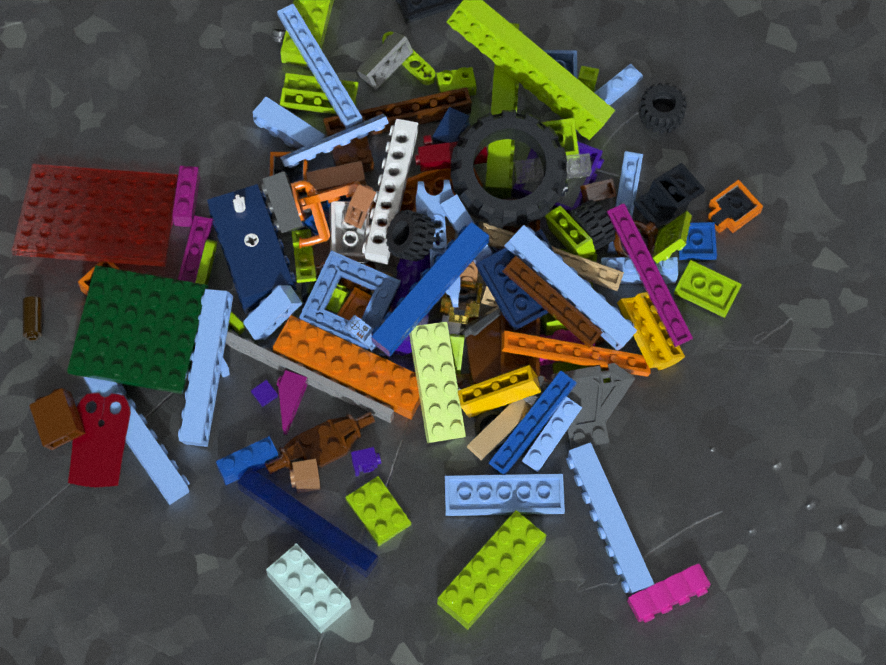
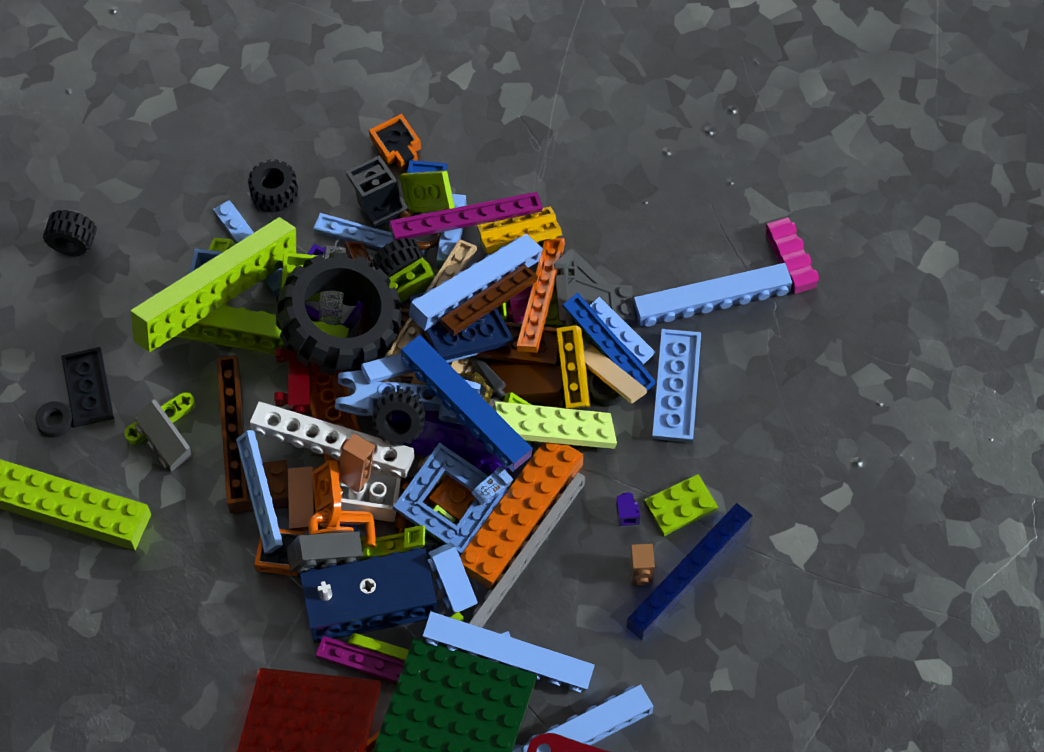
camera: 80 degrees left, 5 degrees down
(186, 196) = (289, 658): magenta brick -> none
(253, 456) = (615, 624): blue brick -> none
(264, 393) = (537, 603): dark purple tile -> none
(278, 35) = (103, 545): dark grey plate -> none
(285, 125) = (223, 547): light blue brick -> none
(291, 391) = (544, 575): magenta slope -> none
(306, 94) = (190, 510): lime brick -> none
(308, 588) = (761, 576): light aqua brick -> none
(319, 66) = (162, 497): light blue plate -> none
(321, 442) = (602, 550): reddish brown plate -> none
(450, 127) = (265, 379): dark blue brick -> none
(456, 79) = (202, 373): lime brick -> none
(491, 569) = (756, 404): lime brick -> none
(707, 289) = (480, 176): lime plate -> none

